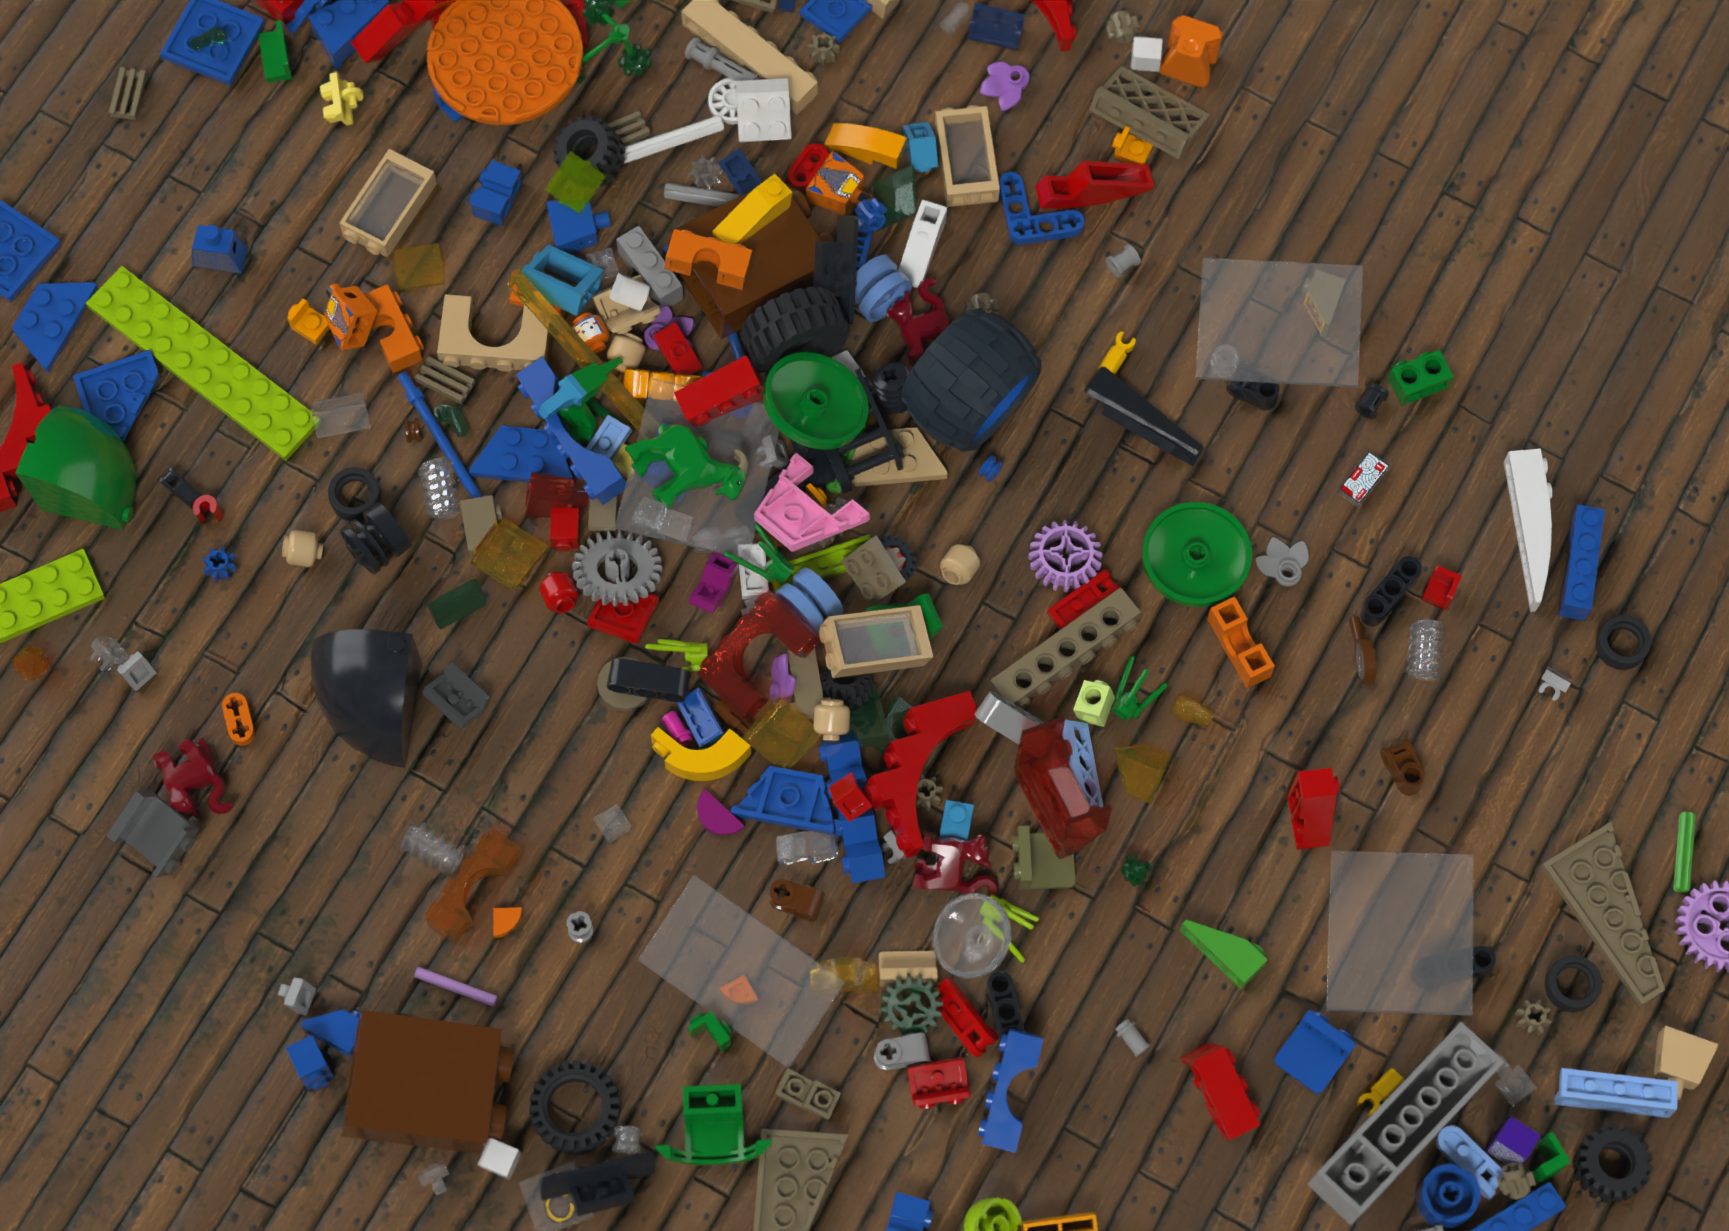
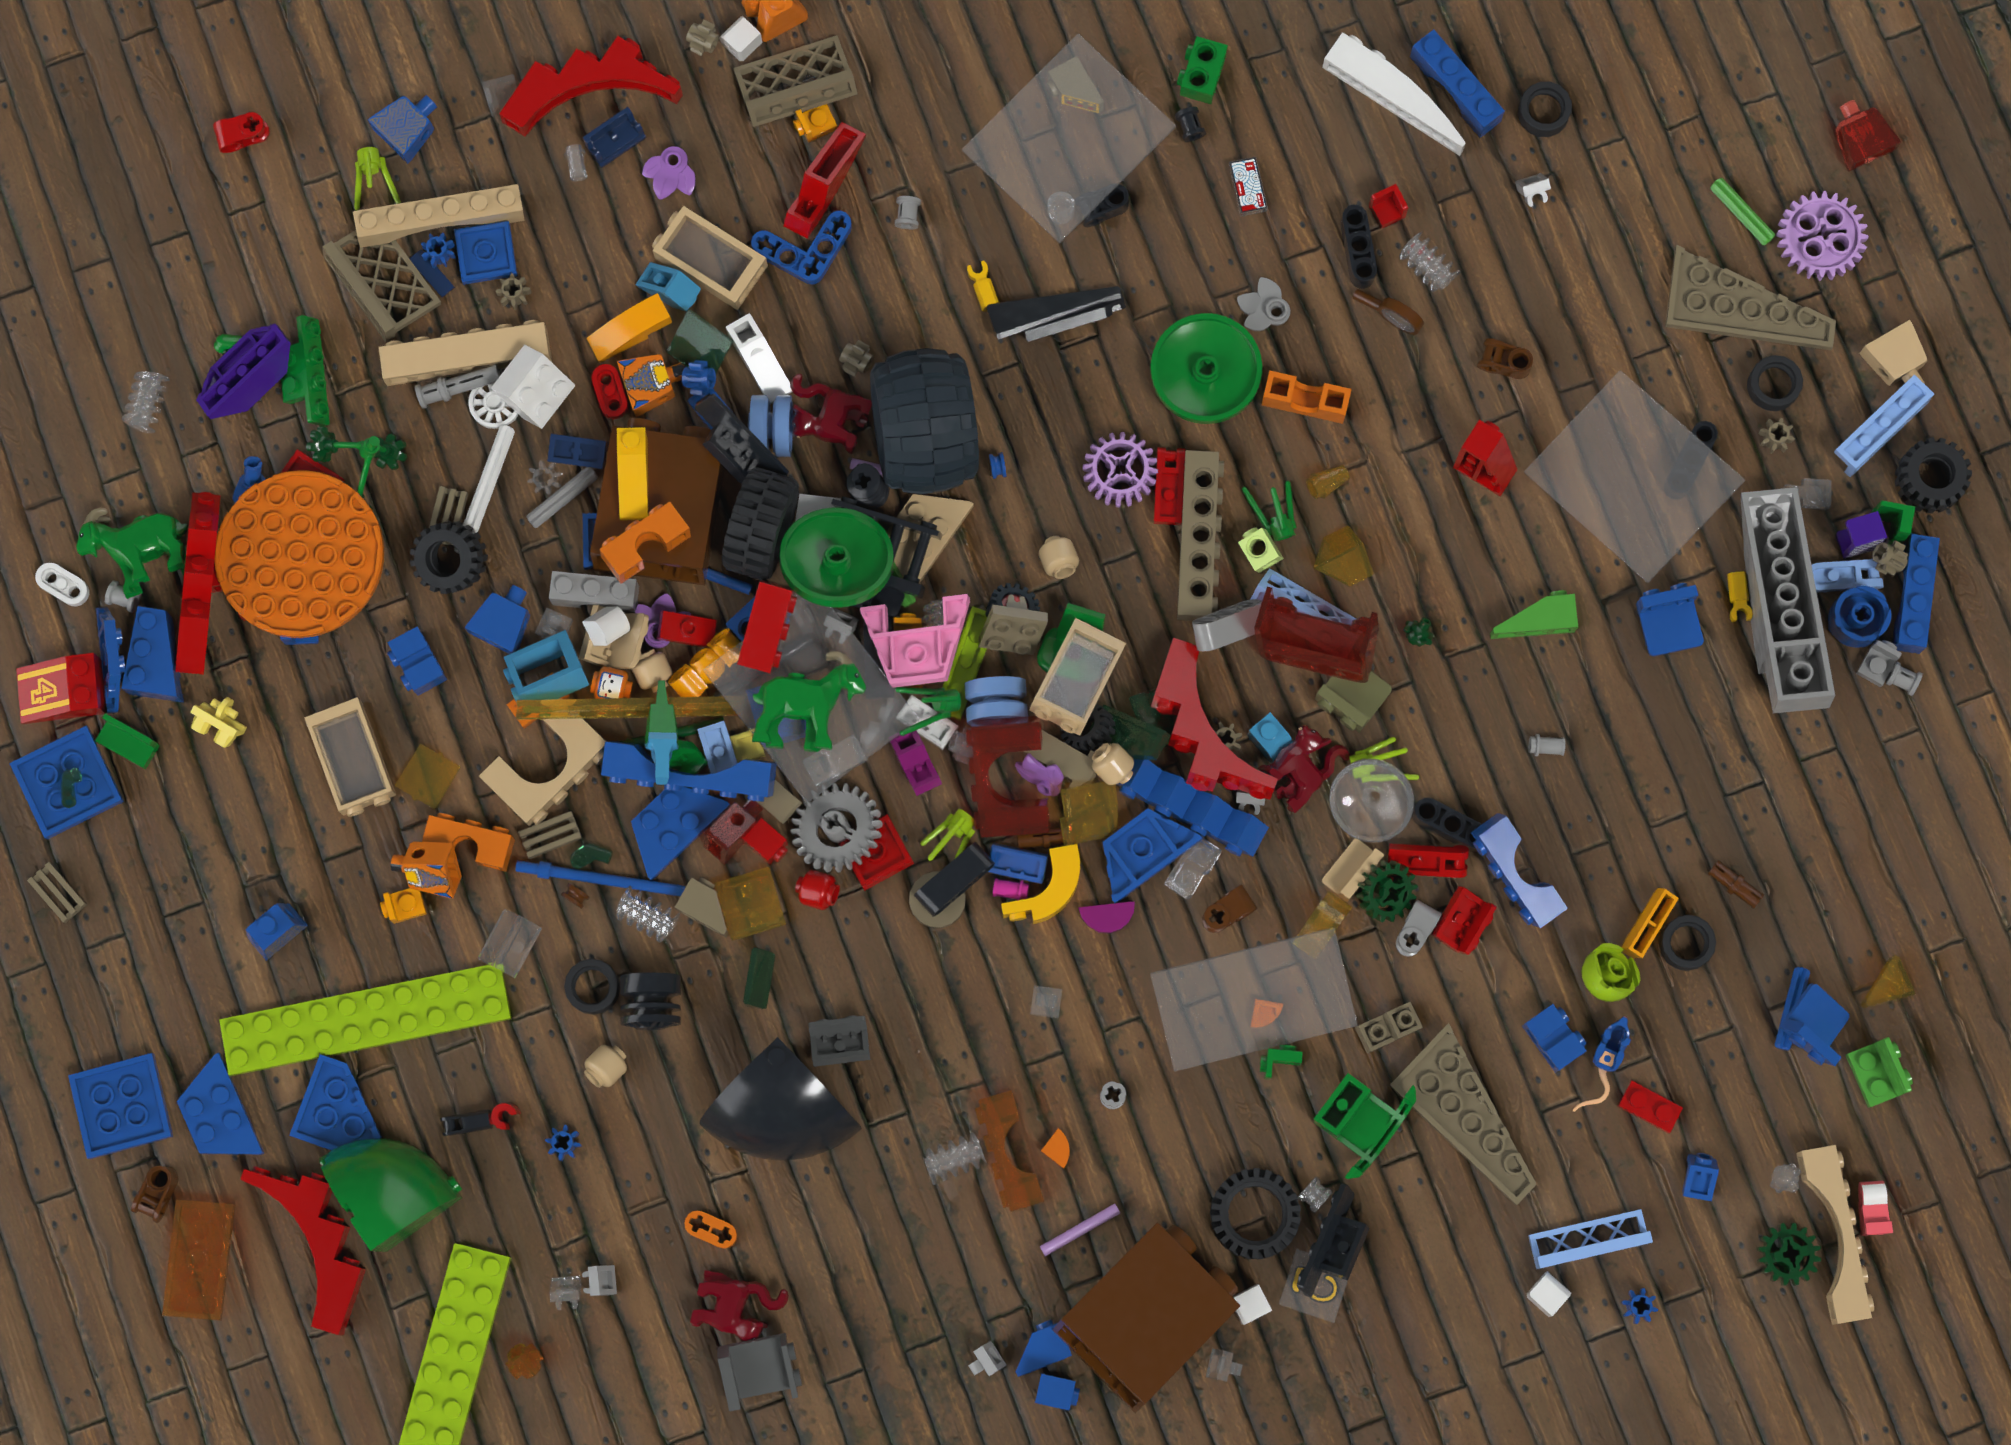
camera: 45 degrees left, 10 degrees up
(575, 182) = (470, 591): clear neon green piece -> none
(849, 797) = (1188, 802): red panel -> none
(1223, 1089) = (1643, 712): red wedge -> none

